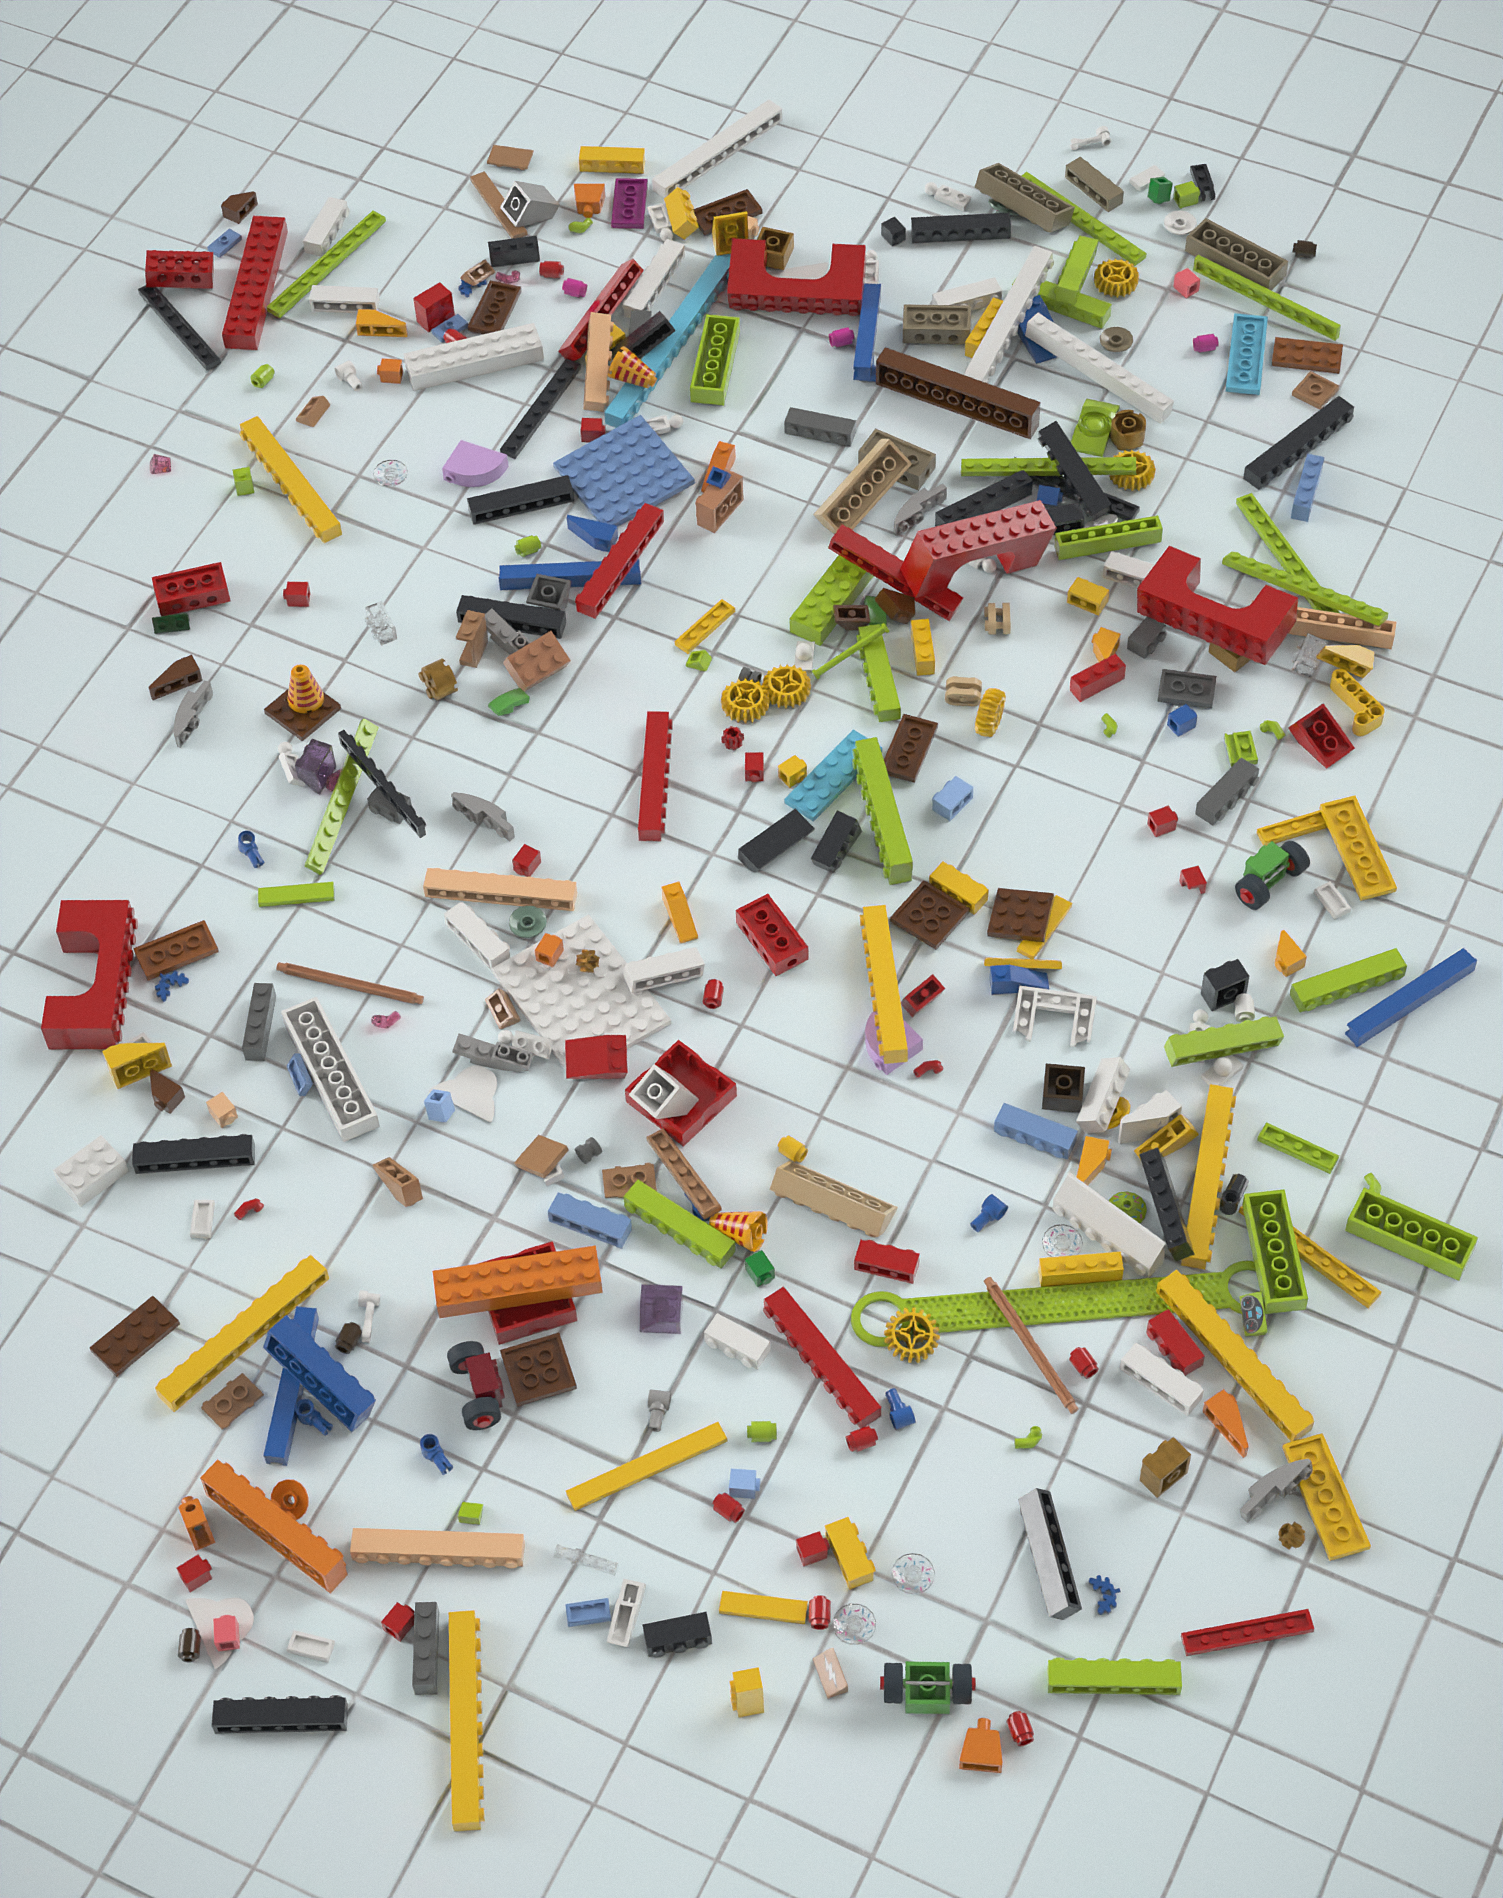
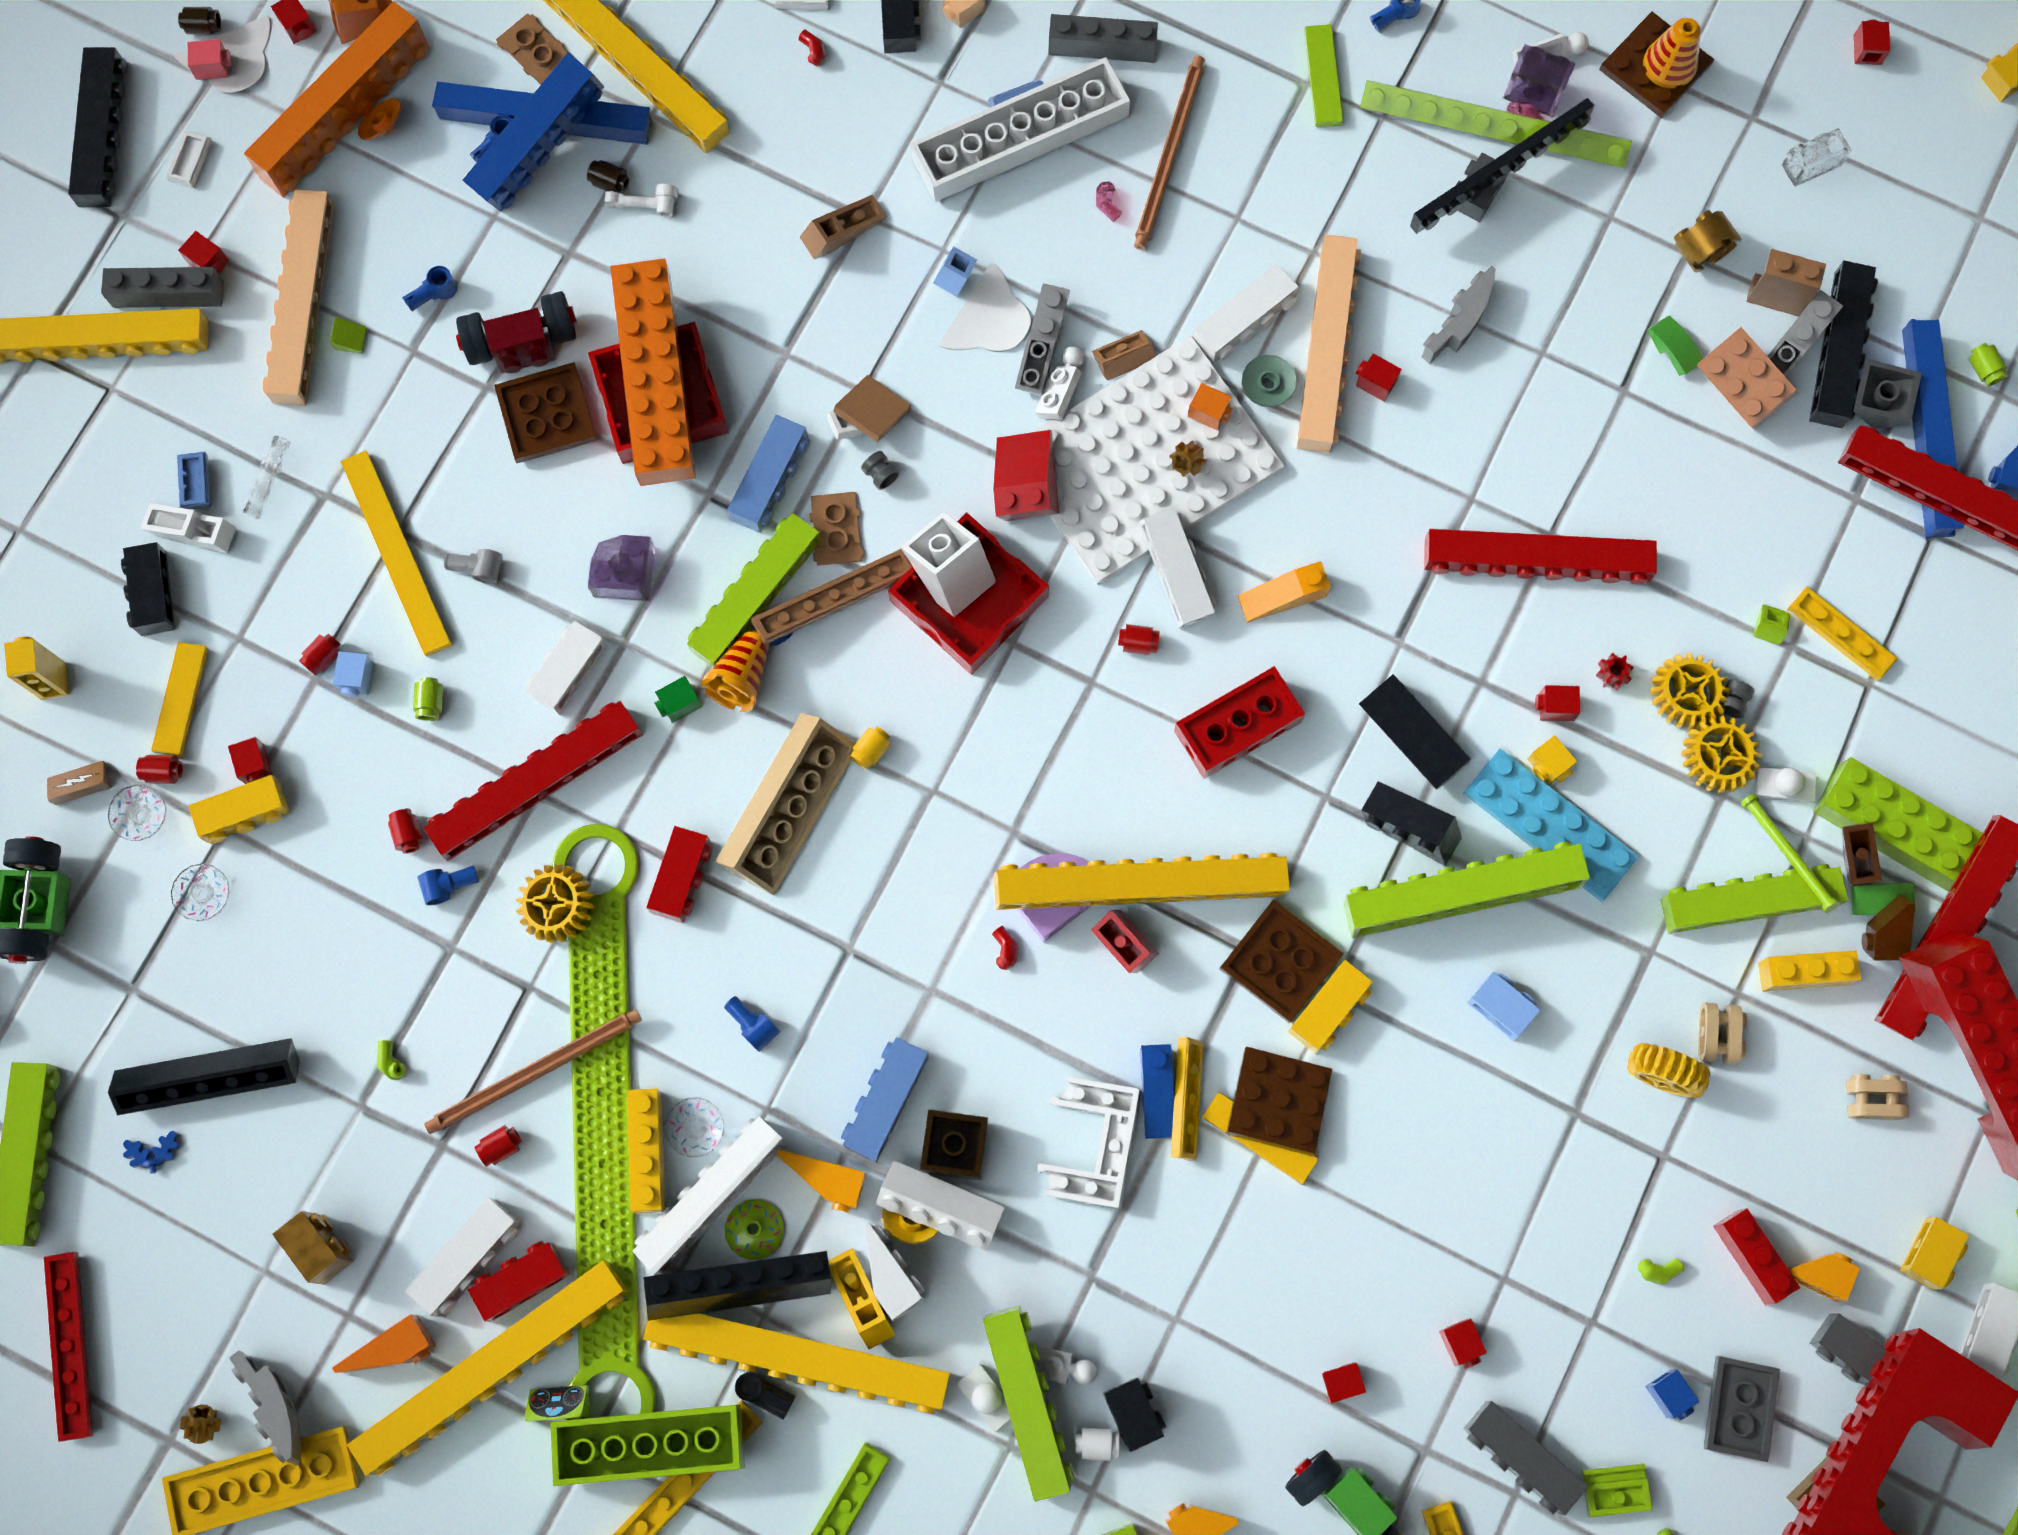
camera: 90 degrees right, 20 degrees up
(909, 747) = (1604, 942): reddish brown plate -> none

